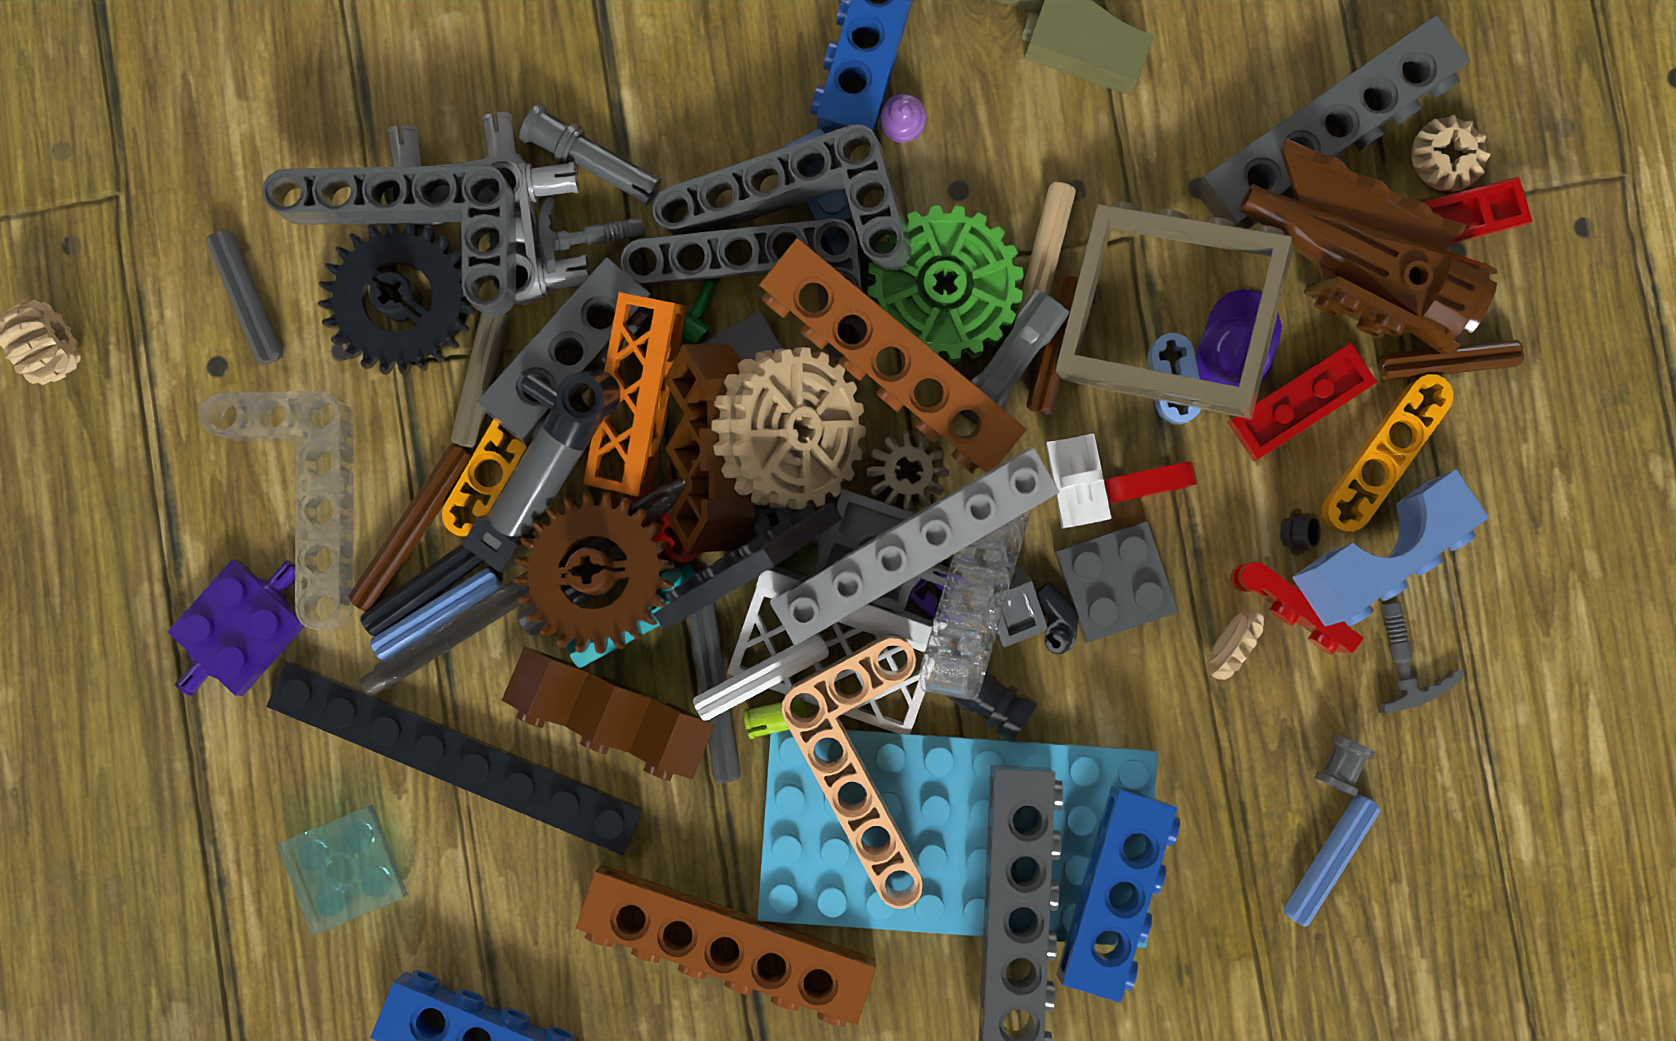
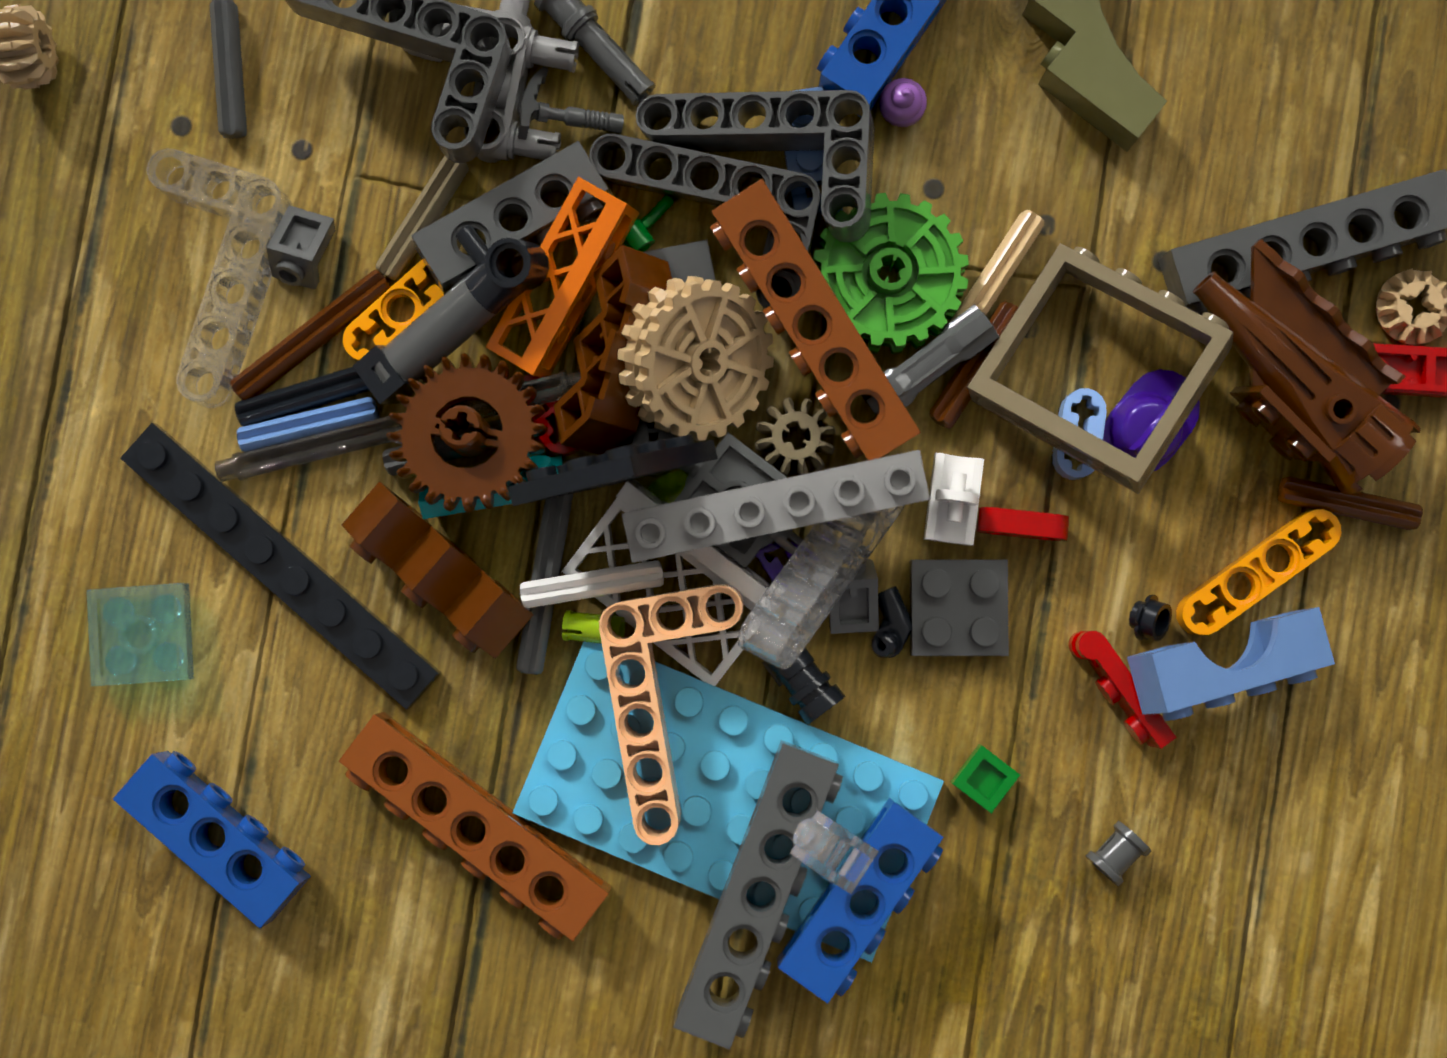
camera: 20 degrees right, 0 degrees up
(236, 628) = (117, 375): dark purple plate -> none
(363, 269) = (343, 82): black gear -> none
(371, 446) = (299, 247): none -> dark grey bracket
(1066, 853) = (822, 846): none -> clear brick
(1195, 736) = (985, 778): none -> green plate
(1235, 644) = (1052, 703): tan gear -> none
(1303, 402) = (1194, 495): red plate -> none
(1332, 860) = (1076, 939): medium blue axle -> none
(1401, 654) = (1208, 768): dark grey piece -> none

